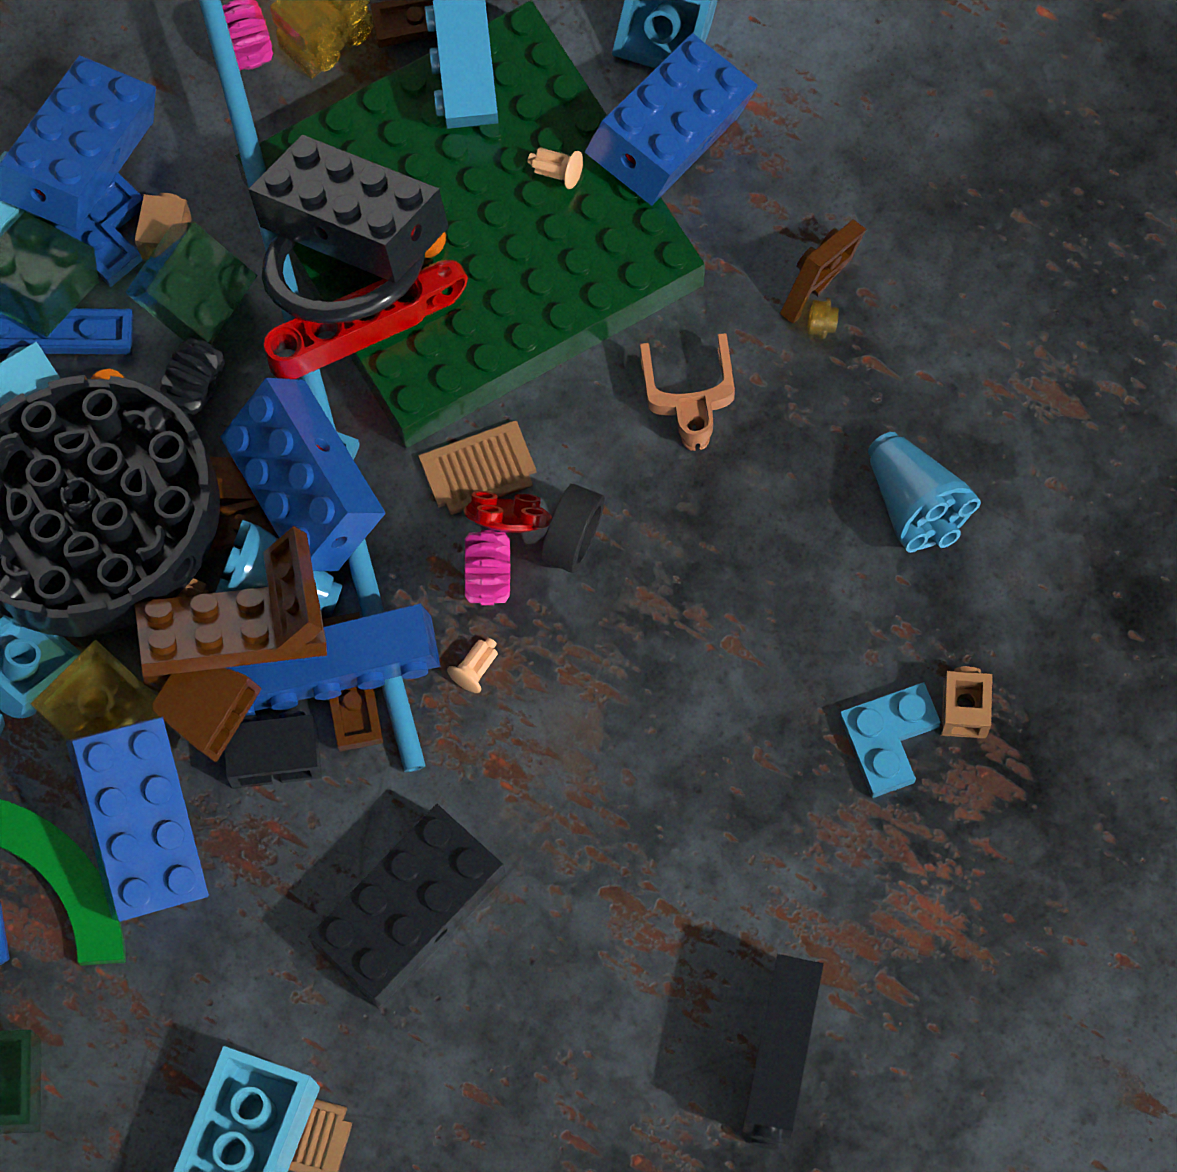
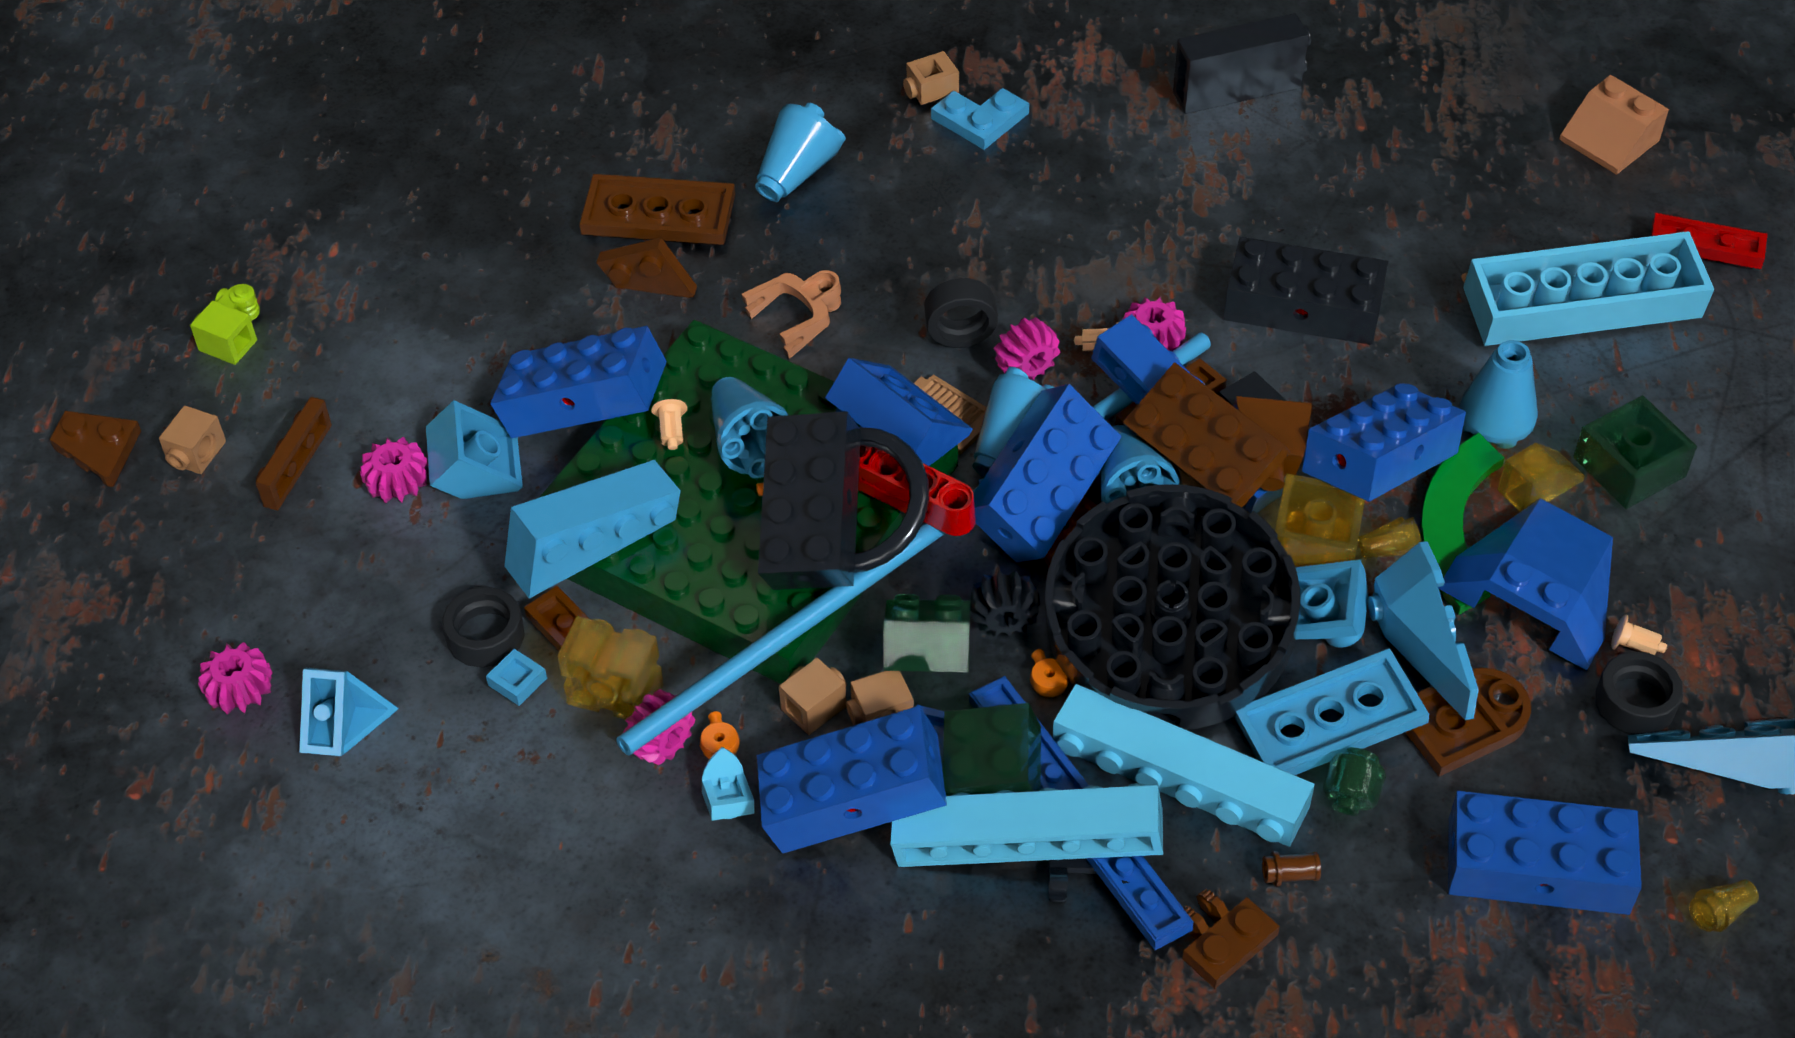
camera: 120 degrees left, 20 degrees down
(31, 980) = (1537, 474): none -> clear yellow slope
(52, 783) = (1390, 539): none -> clear yellow cone
(148, 1011) = (1502, 397): none -> dark azure cone
(156, 65) = (726, 787): none -> medium azure plate
(207, 95) = (718, 735): none -> orange piece
(208, 177) = (813, 695): none -> medium nougat brick
(292, 591) = (1153, 391): reddish brown plate -> none
(415, 509) = (1007, 406): none -> dark azure cone
(439, 730) = (1162, 319): none -> dark pink gear
(442, 369) = (889, 401): none -> blue slope
(503, 218) = (741, 424): none -> dark azure cone
(507, 515) = (975, 358): red dish -> none
(822, 318) = (690, 260): clear yellow plate -> none
(926, 353) = (643, 194): none -> reddish brown plate

